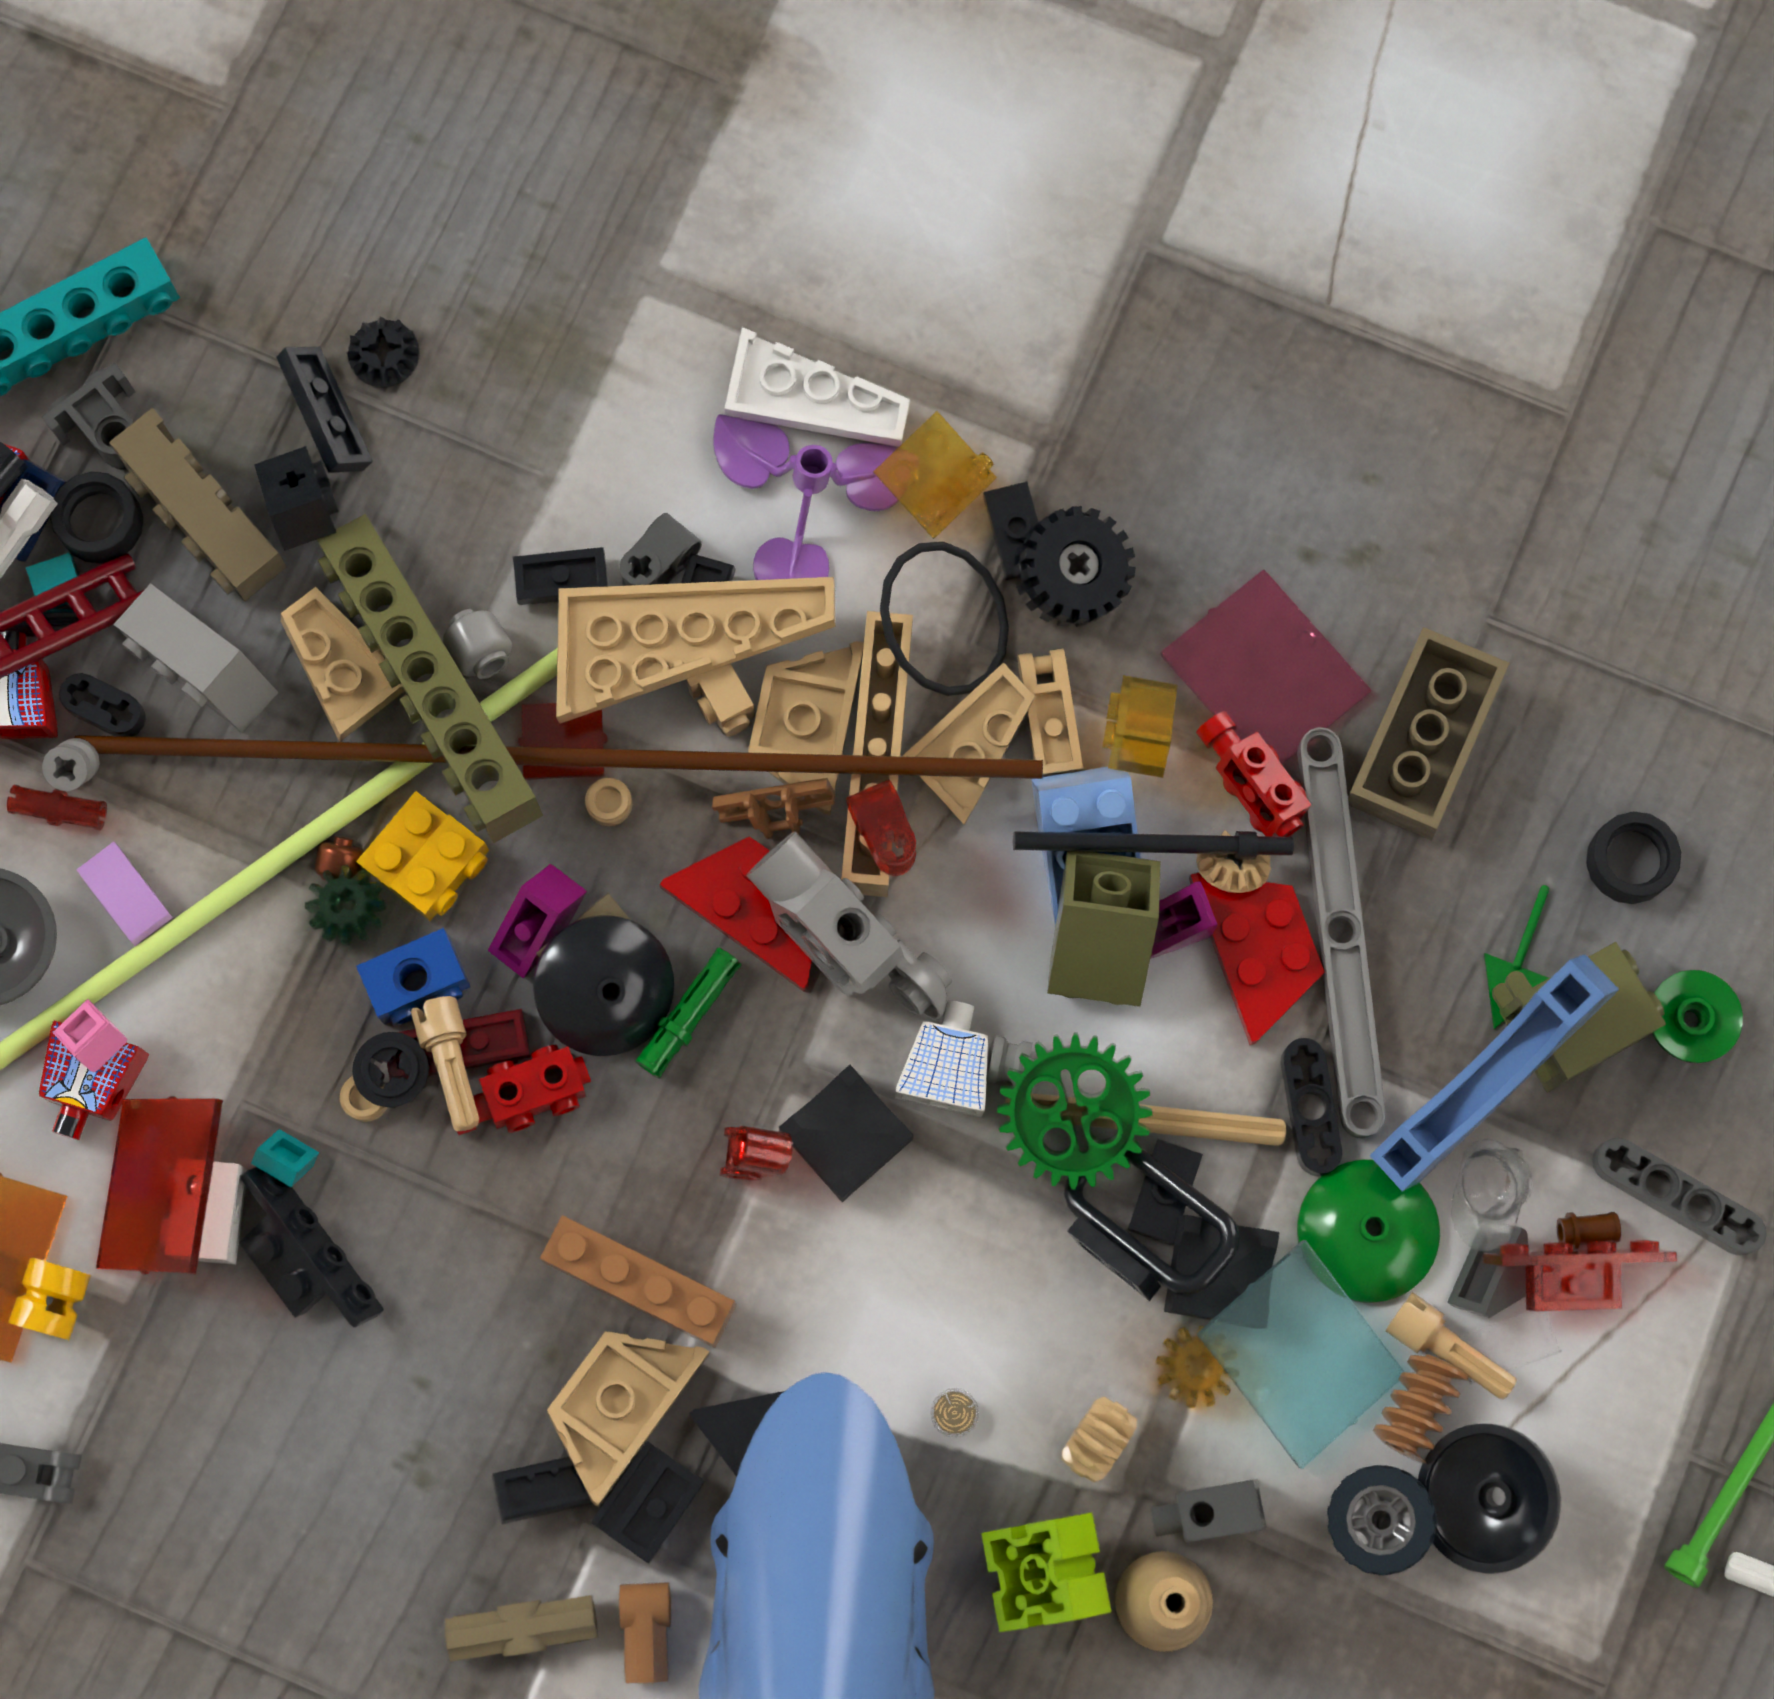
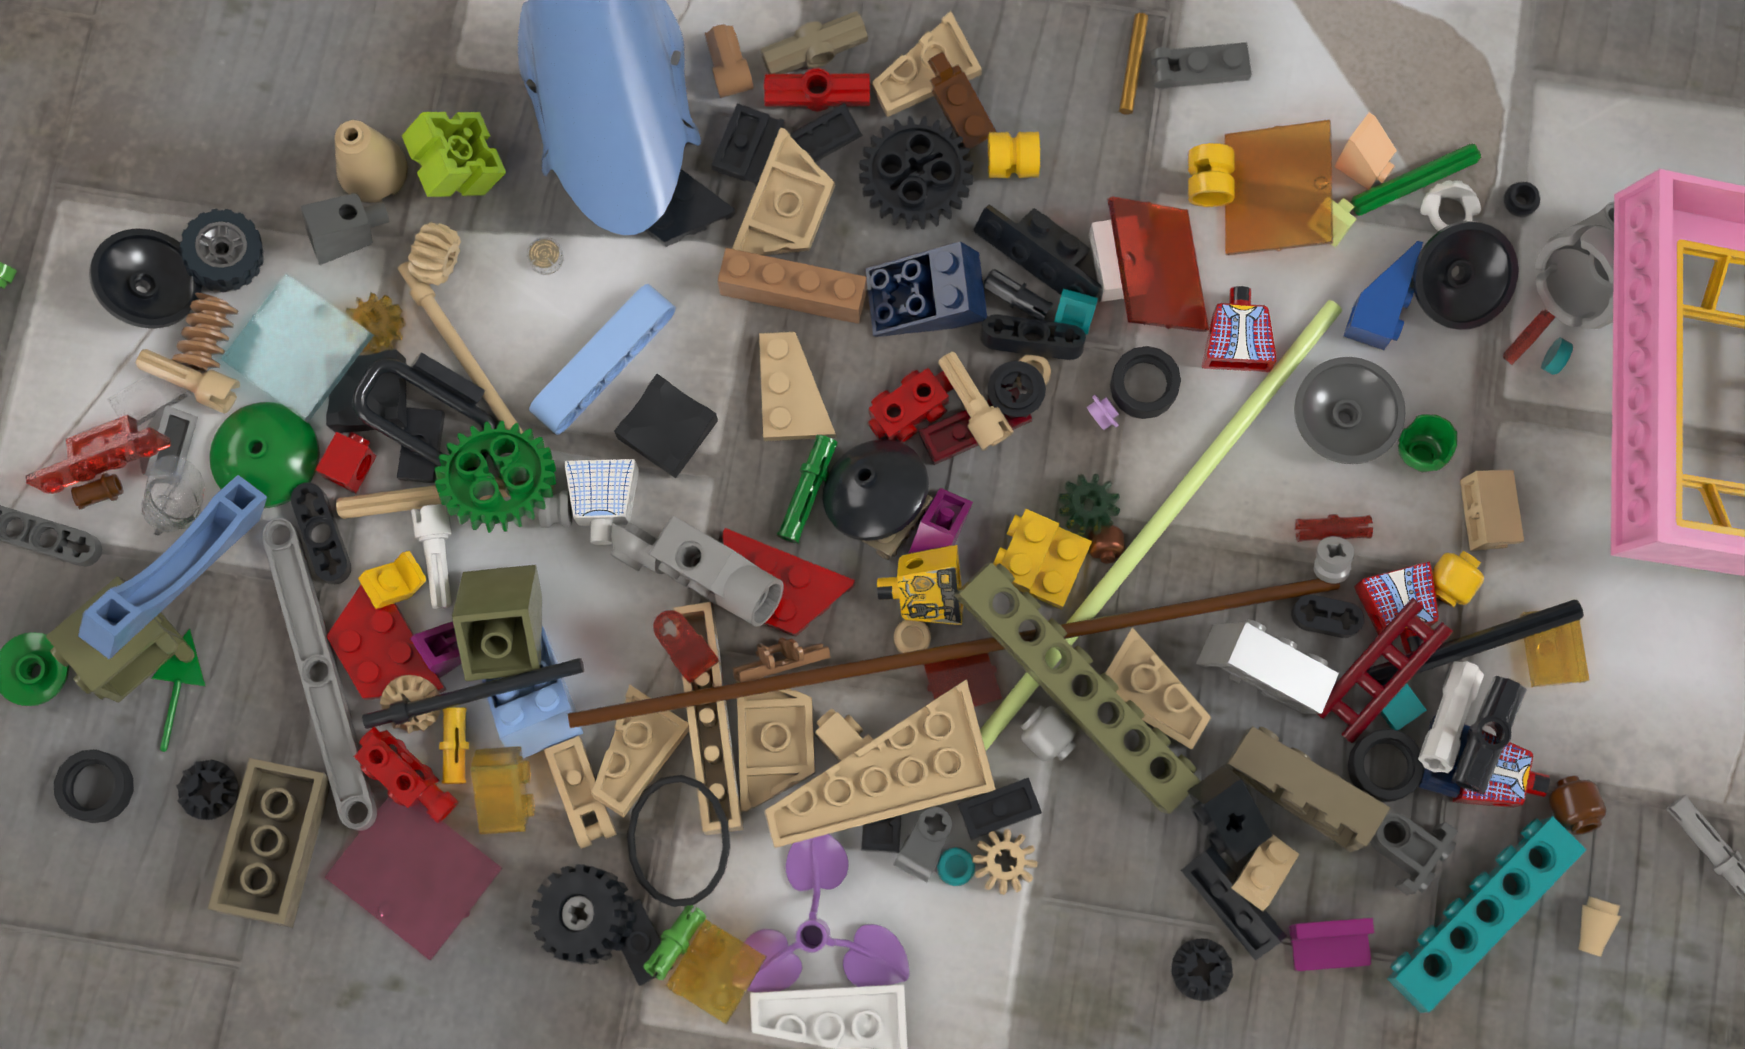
camera: 170 degrees right, 0 degrees up
(90, 1036) = (1245, 354): bright pink slope -> none
(98, 1496) = (1133, 63): none -> pearl gold bar
(124, 893) = (1259, 474): lavender slope -> none
(200, 1020) = (1151, 356): none -> black tyre
(228, 345) = (1331, 944): none -> magenta panel
(276, 427) = (1265, 872): none -> tan plate
(291, 1018) = (1103, 412): none -> lavender plate
(292, 1391) = (1013, 154): none -> yellow wheel
(323, 1114) = (1045, 329): none -> black beam
(348, 1486) = (959, 102): none -> reddish brown hinge
(351, 1200) = (1017, 294): none -> black axle
(375, 1554) = (909, 77): none -> tan wing
(386, 976) = (1010, 482): blue brick -> none
(449, 1444) = (936, 195): none -> black gear
(468, 1233) = (927, 291): none -> dark blue slope
(503, 1551) = (793, 90): none -> red piece
(563, 500) = (1014, 853): none -> tan gear
(573, 845) = (926, 586): none -> torso
(628, 525) = (955, 866): none -> teal tile
(680, 1148) = (789, 392): none -> tan wing
(756, 1153) = (729, 393): clear red piece -> none
(907, 1246) = (602, 359): none -> light blue beam
(976, 512) = (674, 942): none -> bright green pin
(1123, 1391) = (424, 296): none -> tan bar
(1168, 1071) = (432, 529): none -> white piece
(1191, 798) = (454, 745): none -> yellow pin
(1229, 1017) = (393, 580): none -> yellow bracket
(1262, 1188) = (346, 461): none -> red brick
(1485, 840) = (222, 796): none -> black gear

